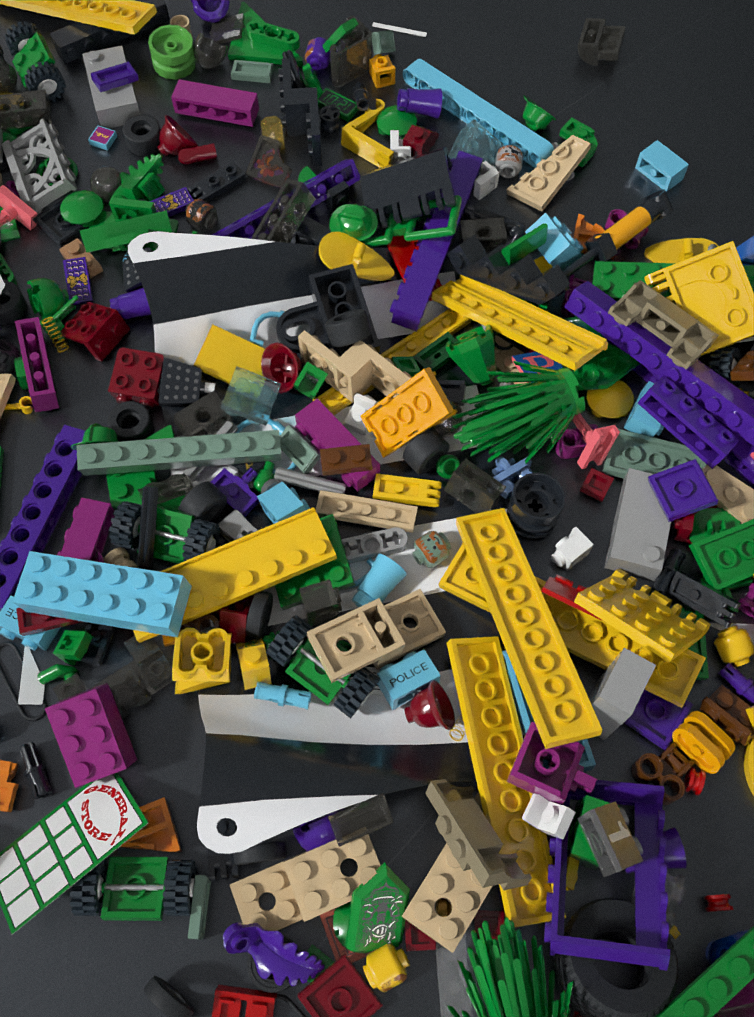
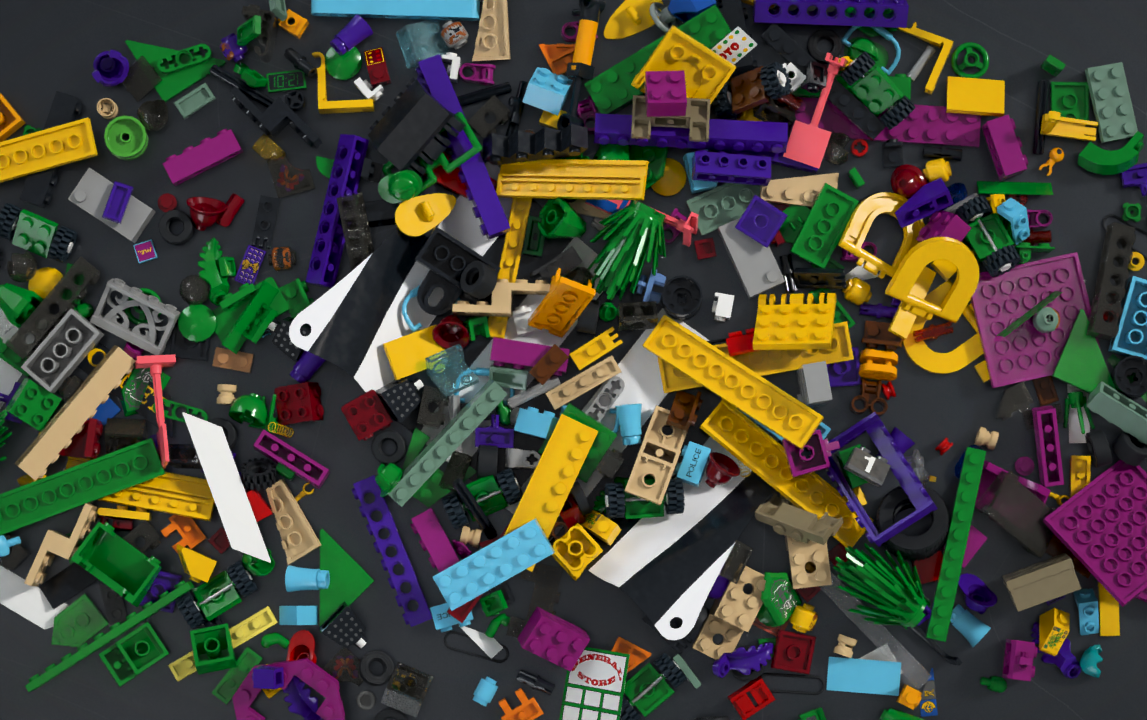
camera: 40 degrees left, 20 degrees up
(46, 271) = (226, 396): none -> tan wheel
(78, 280) = (252, 379): dark purple tile -> none
(159, 115) = (167, 202): none -> dark red plate
(282, 695) = (635, 531): medium azure pin -> none
(406, 364) = (525, 266): green plate -> none
(431, 549) = (642, 374): sand green head -> none
(445, 615) = (683, 410): none -> reddish brown bracket
(502, 198) = (479, 74): none -> magenta piece
(525, 244) = (533, 118): green slope -> none
(548, 816) = (827, 479): white bracket -> none
(677, 292) = (665, 93): none -> magenta brick

